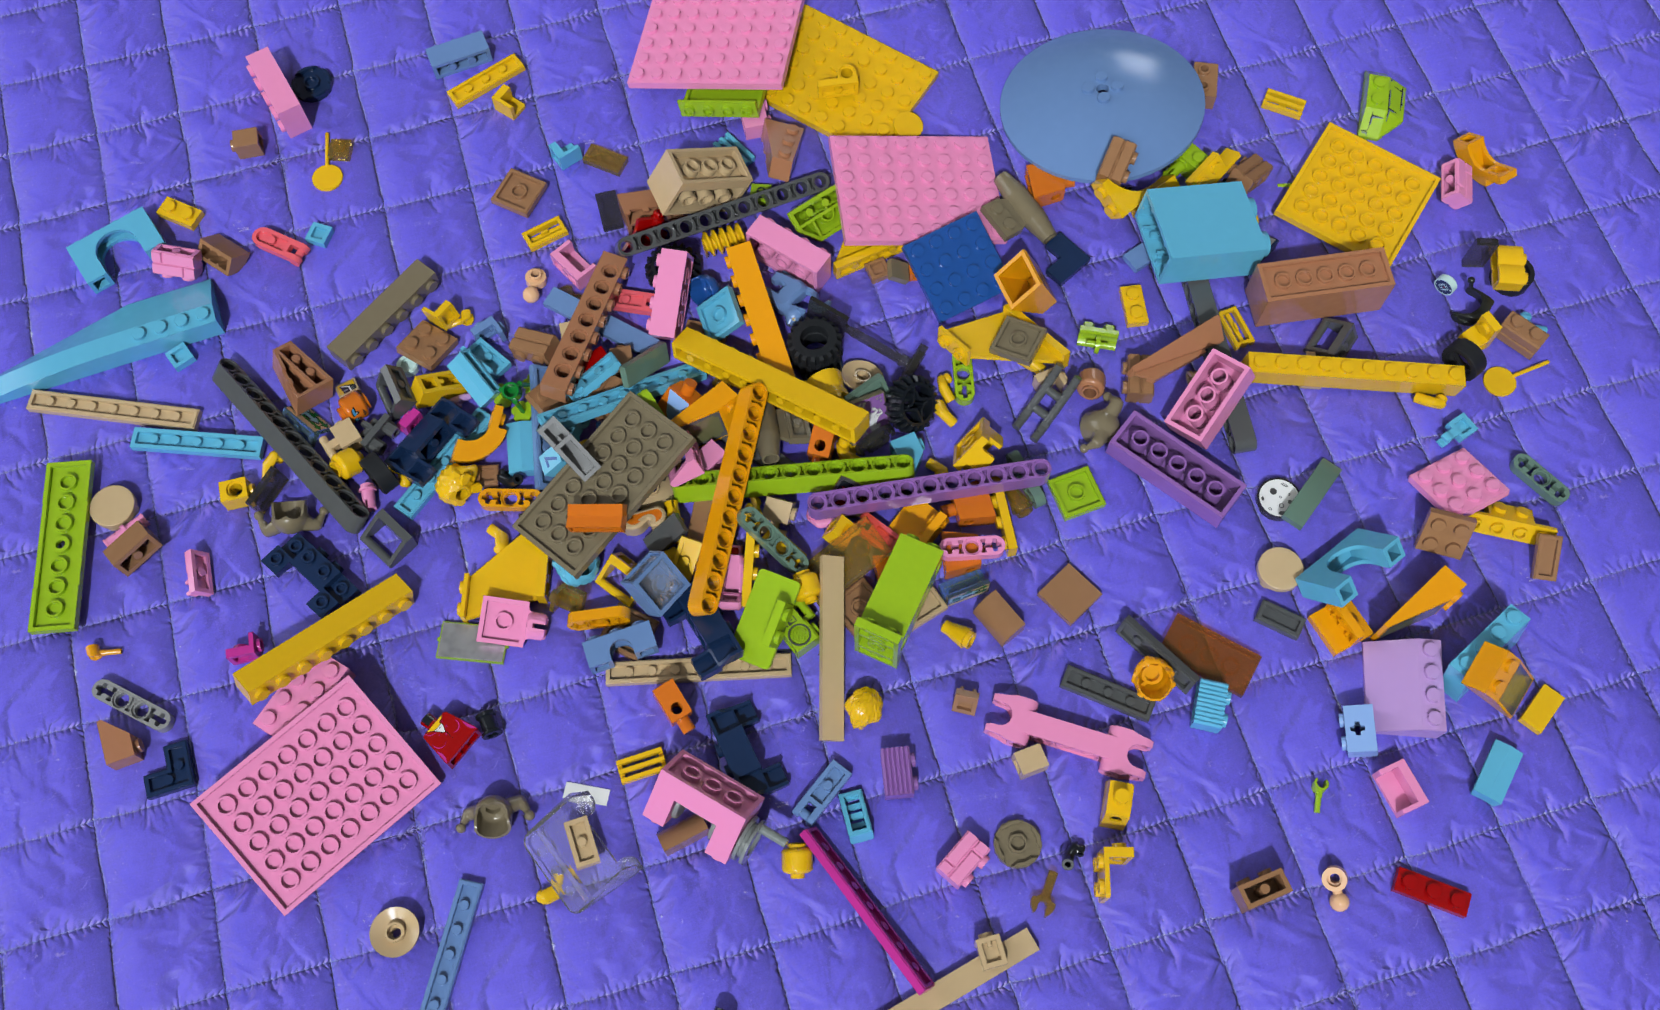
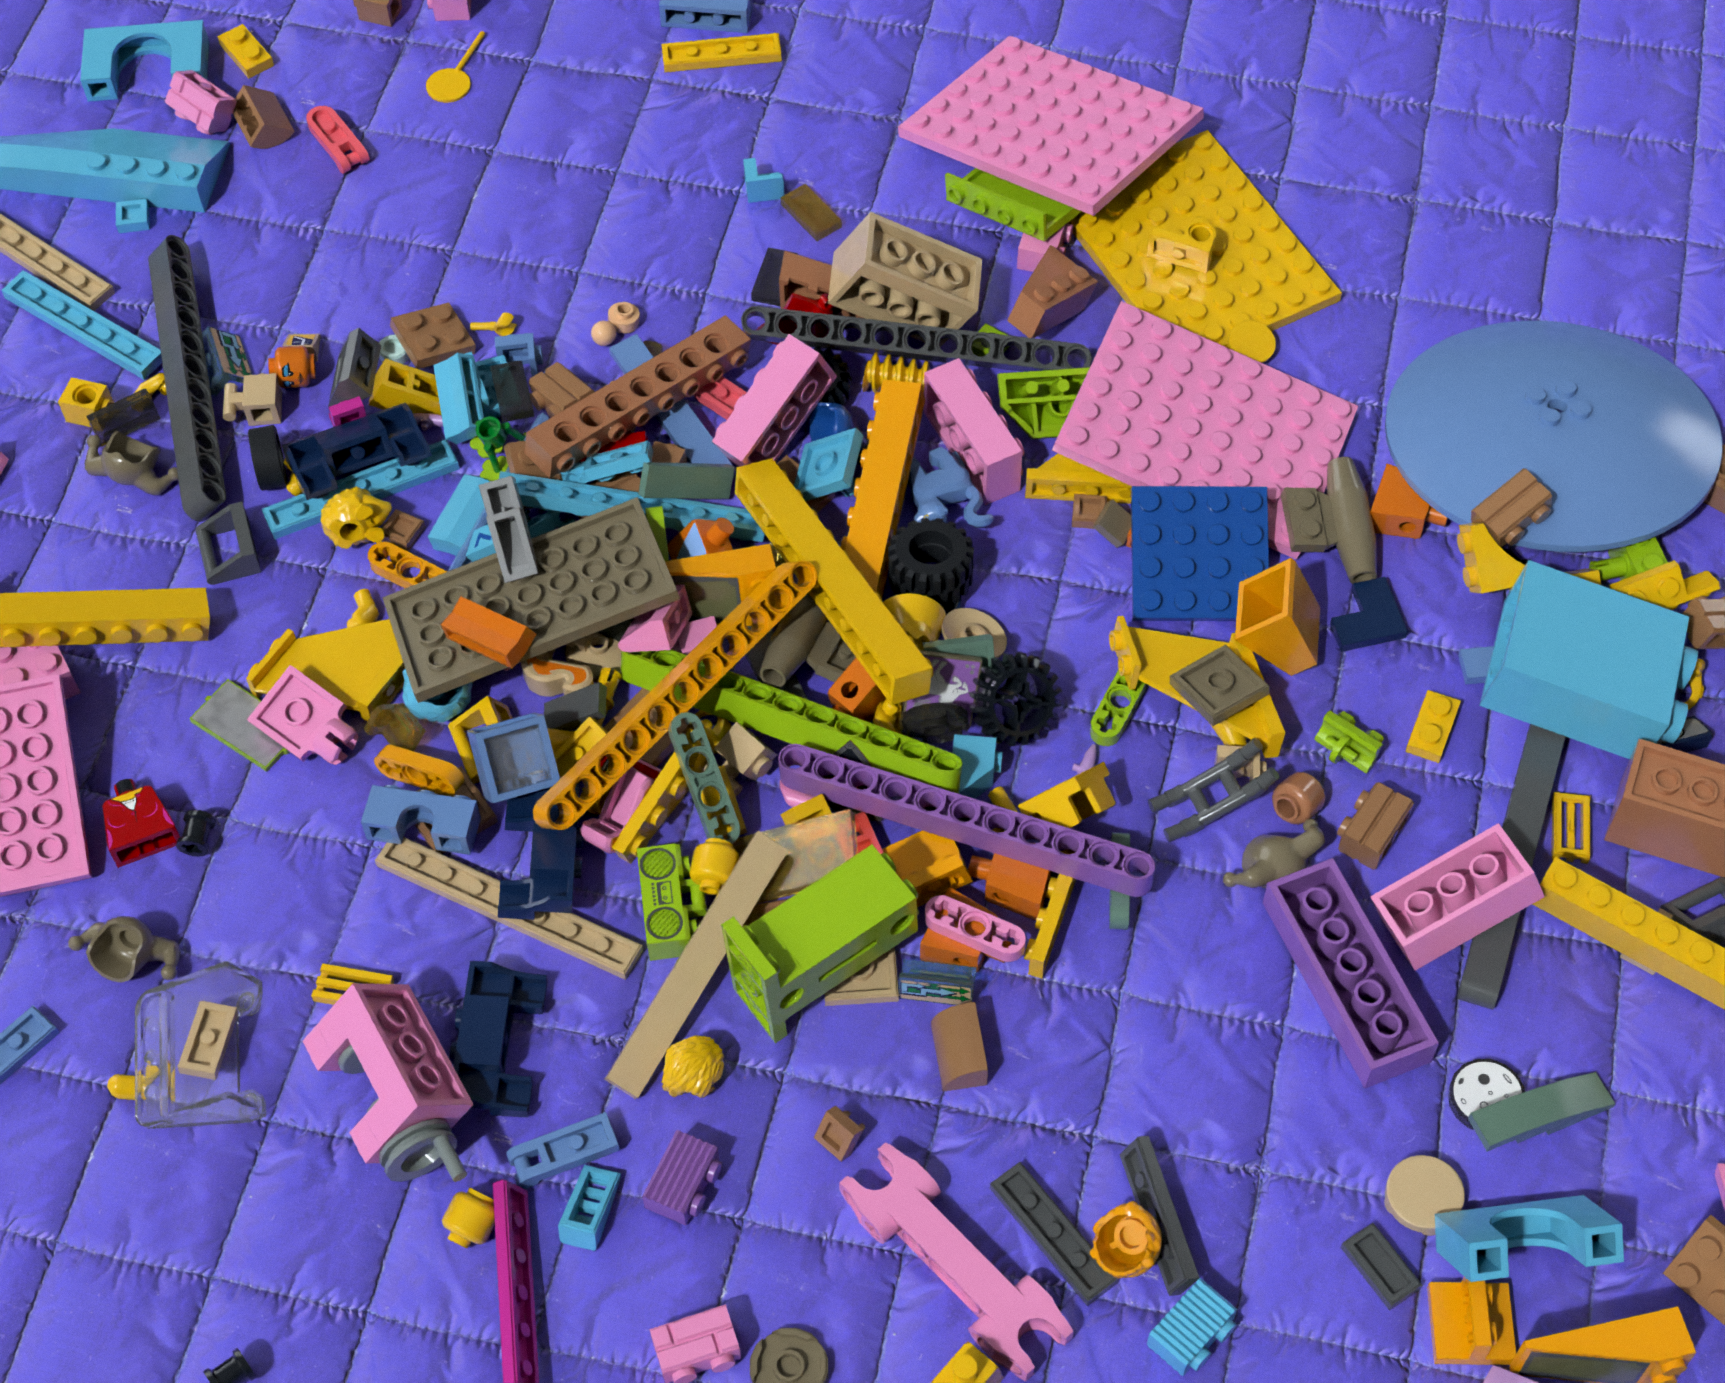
camera: 30 degrees right, 10 degrees down
(301, 378) = (252, 302): nougat wedge -> none
(313, 564) = (116, 536): dark blue bracket -> none
(319, 234) = (392, 147): medium azure tile -> none
(340, 150) = (485, 59): clear yellow plate -> none
(346, 463) = (234, 426): yellow head -> none
(368, 495) = (241, 477): bright pink pin -> none
(375, 431) = (300, 410): dark grey hips -> none
(383, 314) = (404, 274): dark tan brick -> none
(444, 316) = (475, 307): yellow panel -> none
(477, 450) = (419, 488): light orange arch -> none
(501, 358) = (512, 391): none -> clear smoke tile
(505, 479) = (422, 545): black arm -> none
(506, 103) = (729, 89): yellow panel -> none
(519, 193) = (671, 203): medium nougat plate -> none
(546, 236) = (679, 268): yellow tile -> none
(572, 265) = (679, 313): bright pink panel -> none
(599, 794) = (273, 996): white sticker -> none
(667, 698) = (440, 928): orange torso -> none
(682, 834) = (337, 1102): medium nougat brick -> none
(730, 139) = (1000, 272): medium azure tile -> none
(766, 617) = (631, 876): lime bracket -> none
(821, 309) = (1049, 649): clear smoke piece -> none
(944, 389) = (1080, 706): yellow arm -> none
(944, 414) = (1058, 737): yellow arm -> none
(959, 634) = (890, 1041): yellow cone -> none
(967, 423) = (1088, 760): none -> lavender helmet
(1019, 503) = (1089, 908): clear yellow cone -> none
(1030, 761) = (876, 1262): tan panel -> none
(1069, 594) = (1084, 1069): medium nougat tile -> none
(1076, 493) = (1183, 938): lime tile -> none
(1179, 352) = (1452, 811): nougat wedge -> none
(1211, 654) = (1242, 1260): clear orange tile -> none

